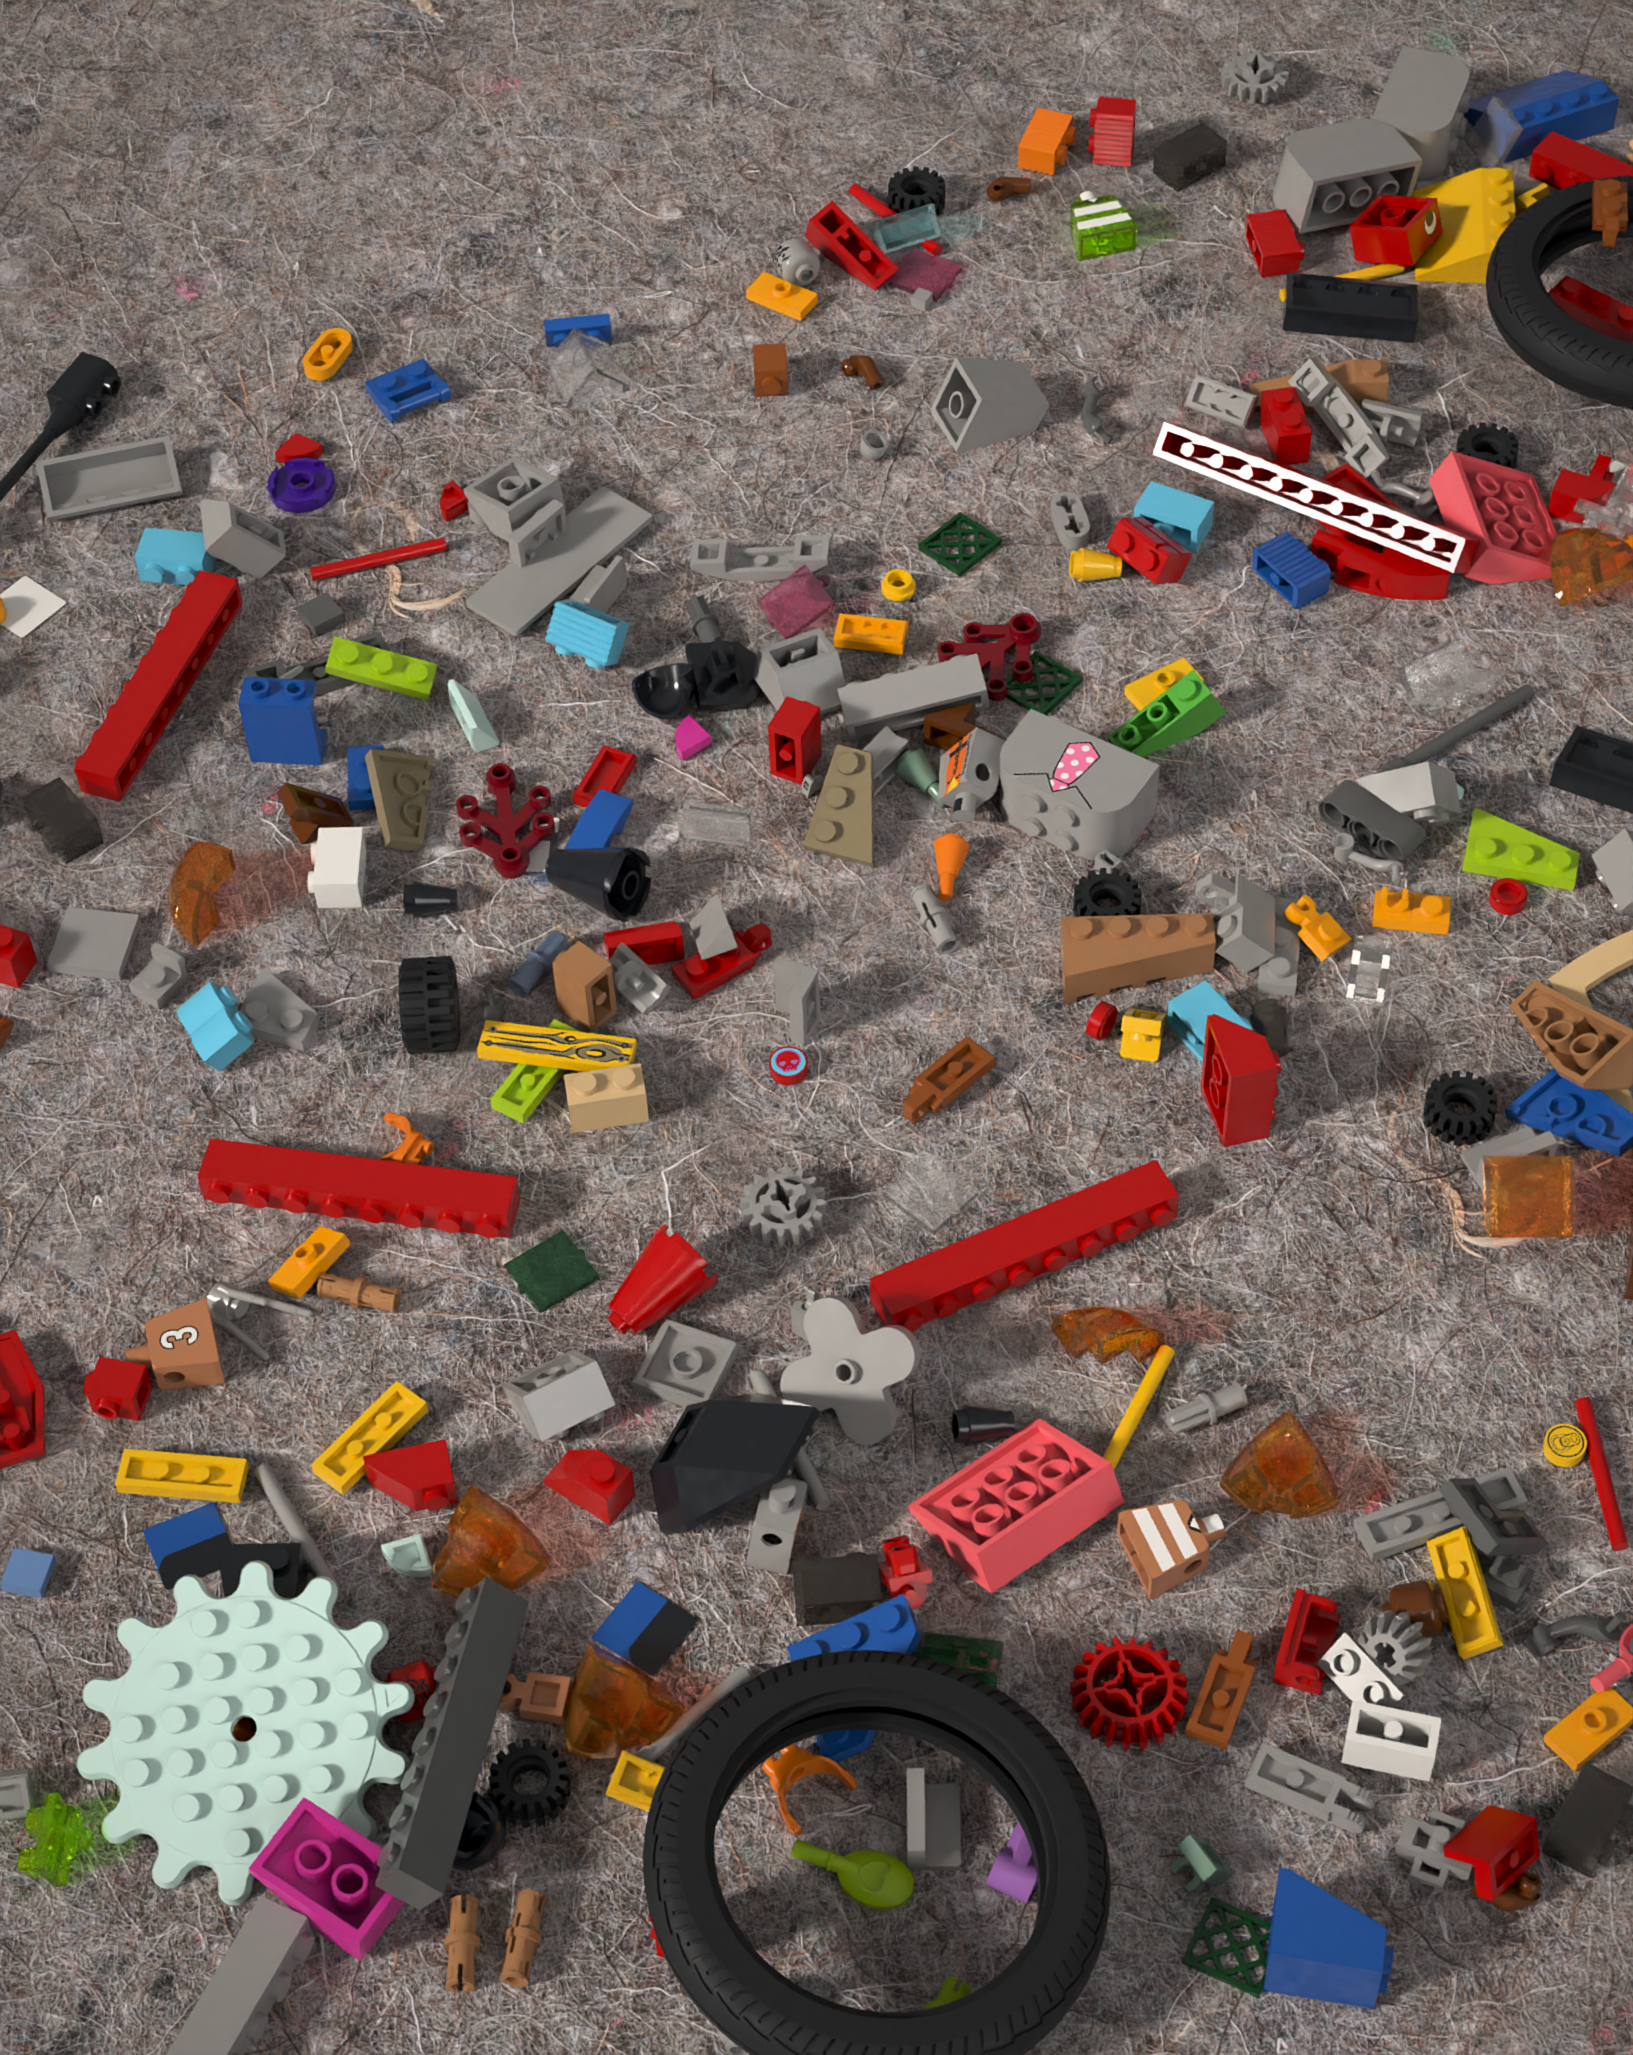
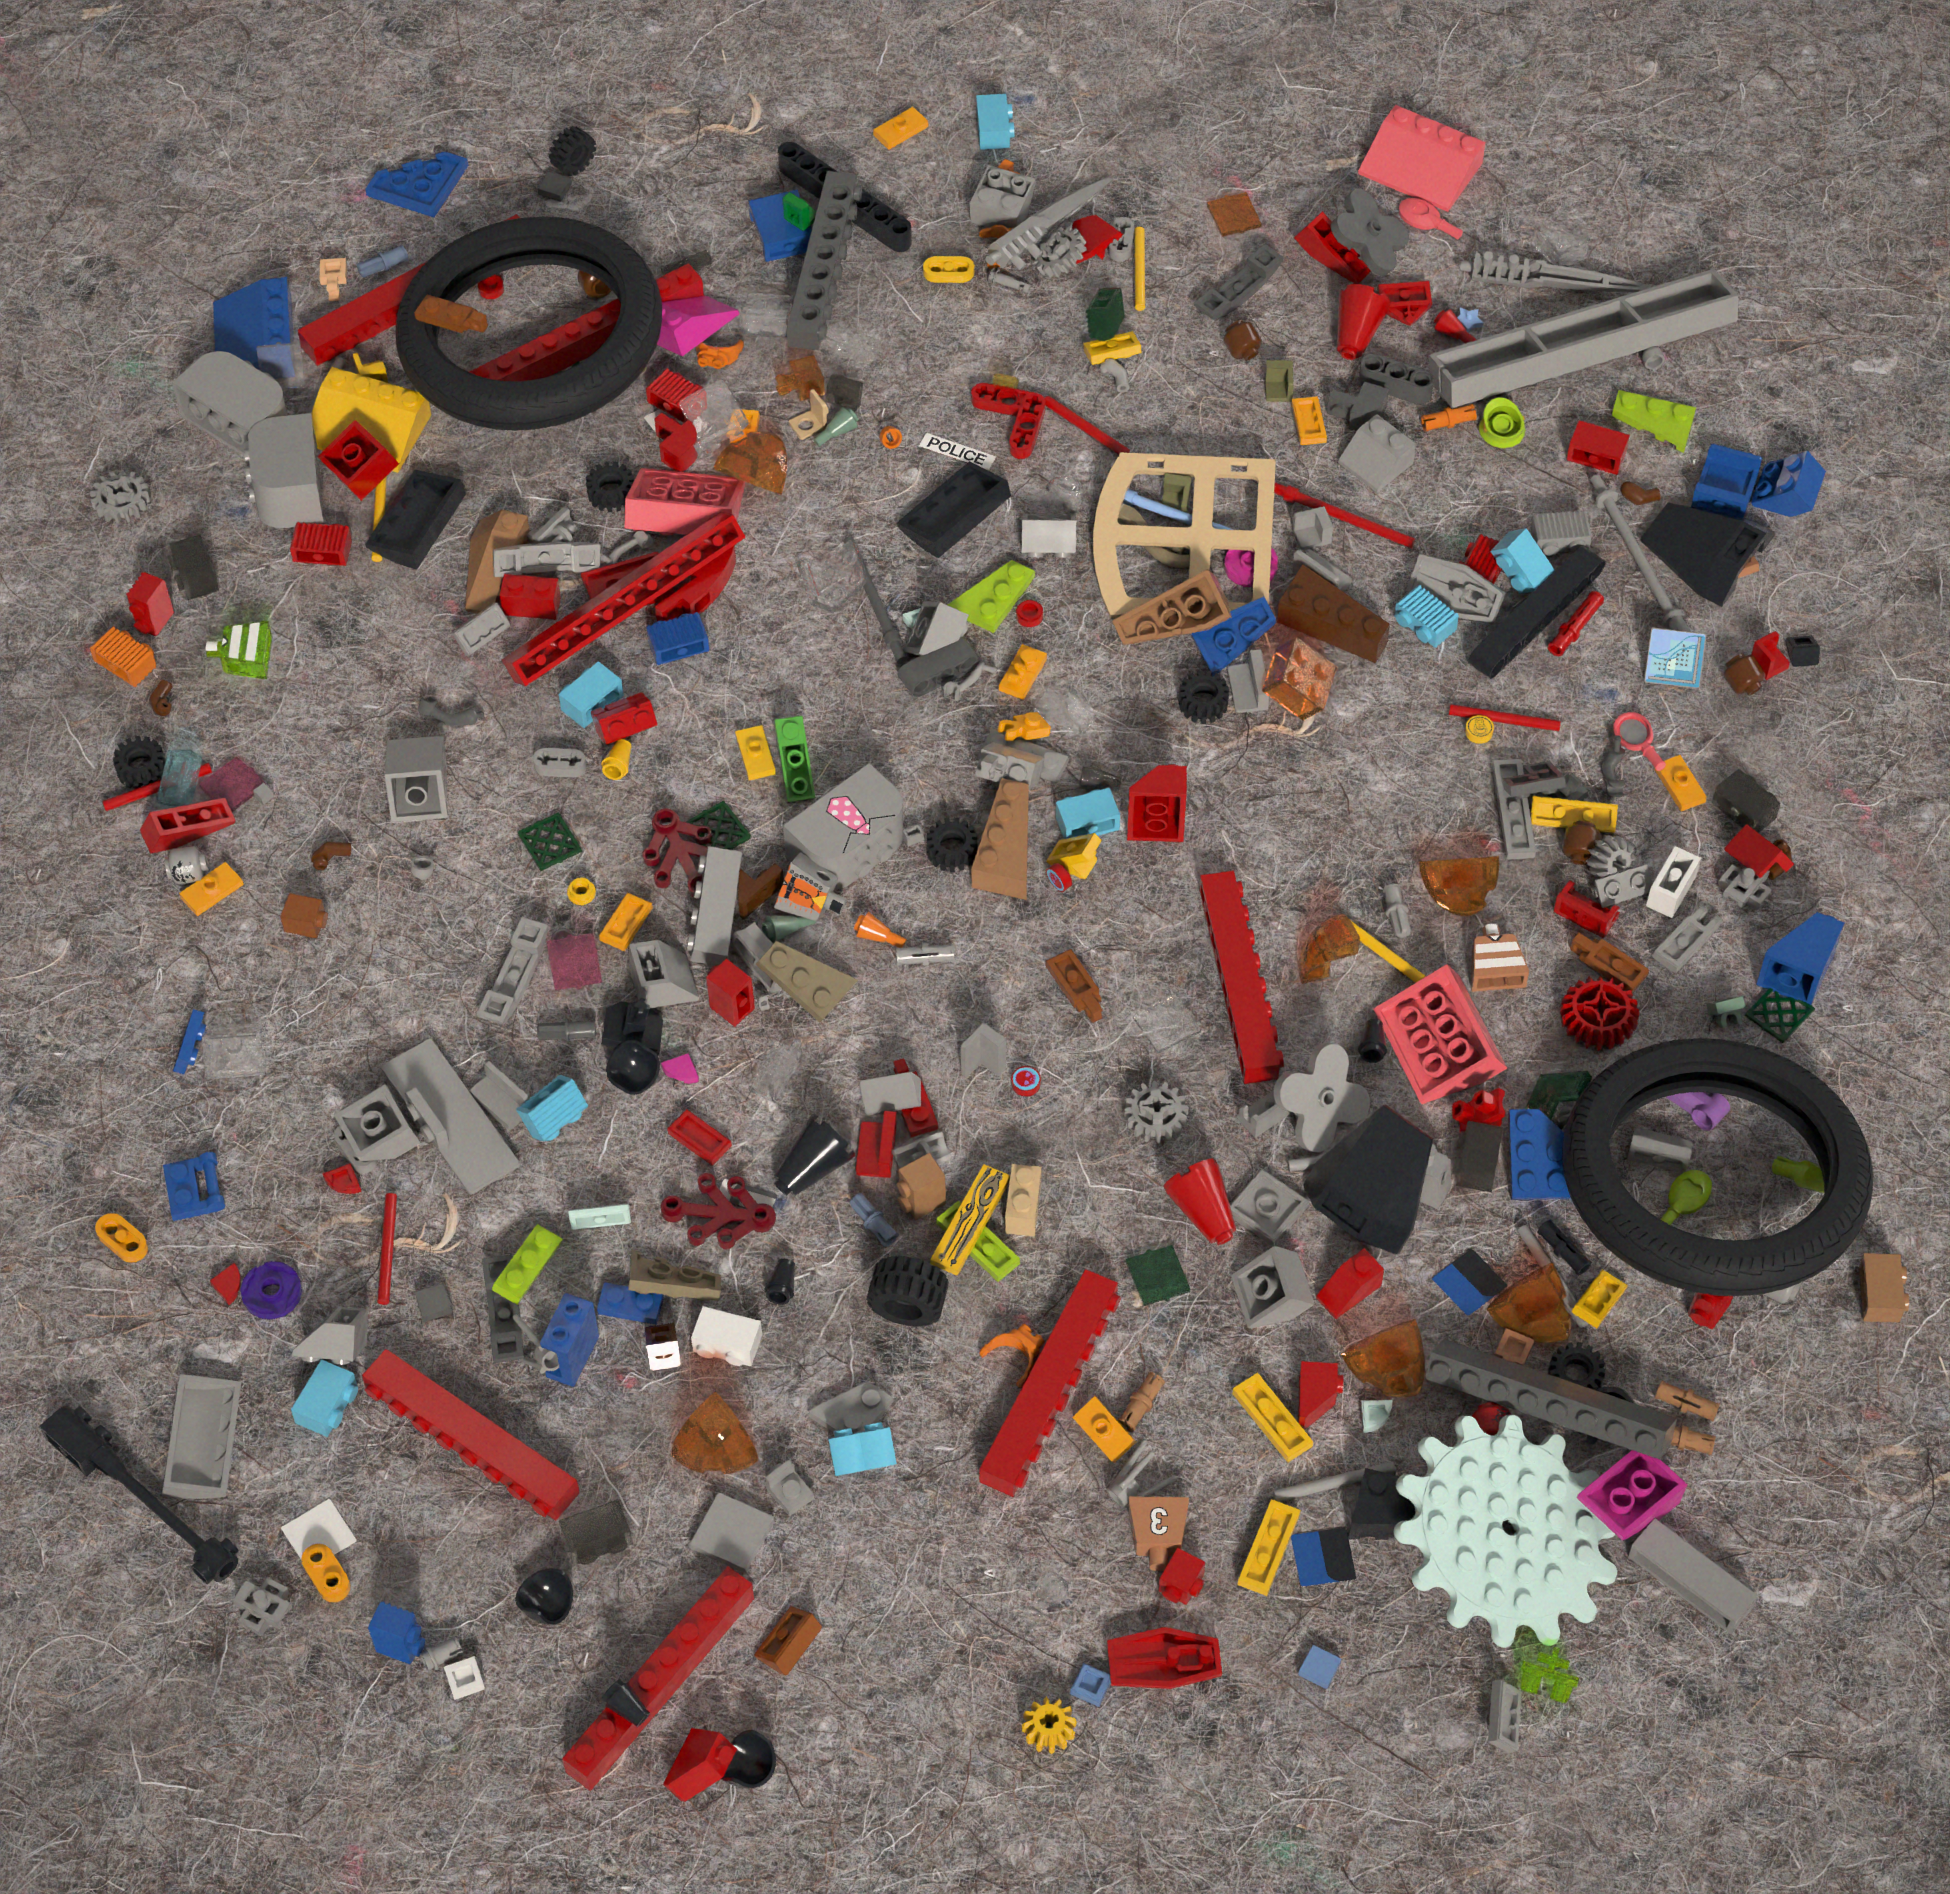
camera: 75 degrees left, 5 degrees up
(600, 821) = (753, 1147): blue slope -> none

